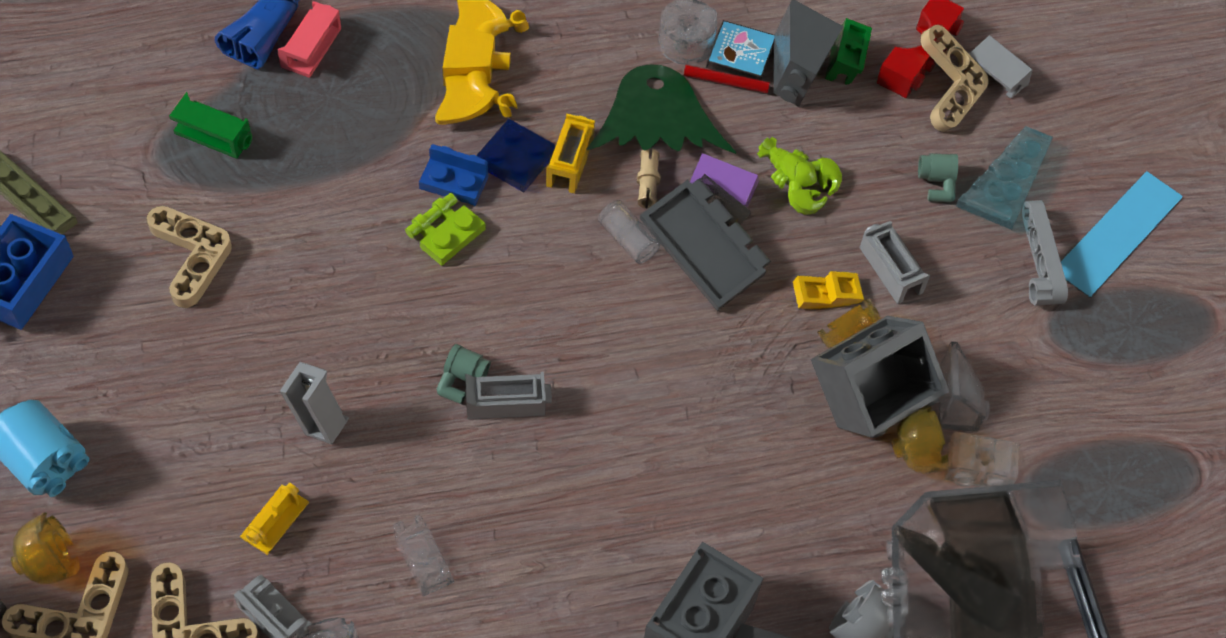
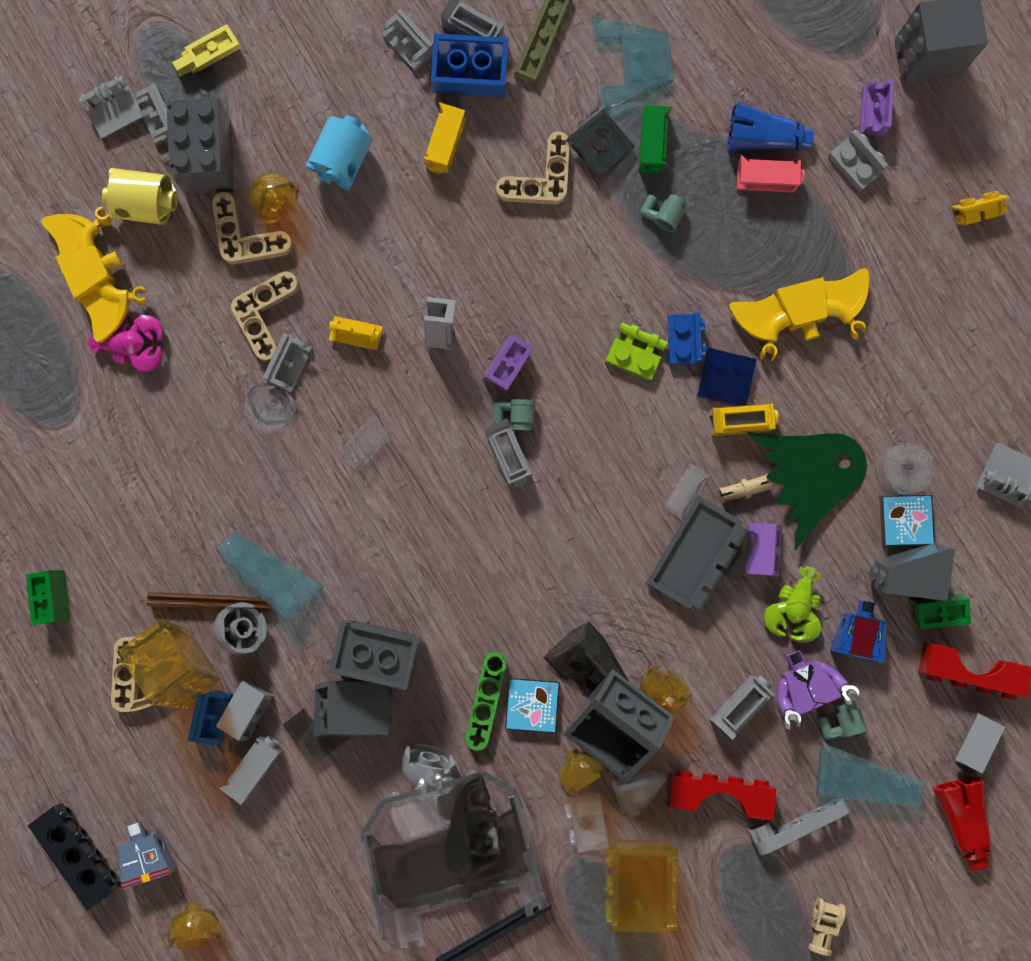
camera: 75 degrees right, 25 degrees up
(86, 331) = (445, 139): none -> yellow window
(109, 107) = (644, 60): none -> clear light blue wing
(186, 178) = (600, 143): none -> clear smoke tile
(306, 142) = (669, 213): none -> sand green piece
(395, 358) = (507, 362): none -> medium lavender hinge
(726, 79) = (872, 517): red bar -> none
(785, 400) = (584, 658): none -> clear smoke wedge
(804, 521) = (485, 700): none -> bright green beam
(822, 478) = (532, 705): none -> medium azure tile
(831, 291) = (697, 662): yellow slope -> none
(850, 127) = (861, 634): none -> torso
(892, 189) = (809, 687): none -> medium lavender torso
(962, 80) = (947, 716): tan beam -> none
(1001, 288) = (689, 791): none -> red arch
(1065, 102) = (965, 811): none -> red piece
(1075, 422) = (641, 886): none -> clear yellow container
(1118, 233) = (851, 883): medium azure sticker -> none
(1159, 265) = (826, 922): none -> tan connector

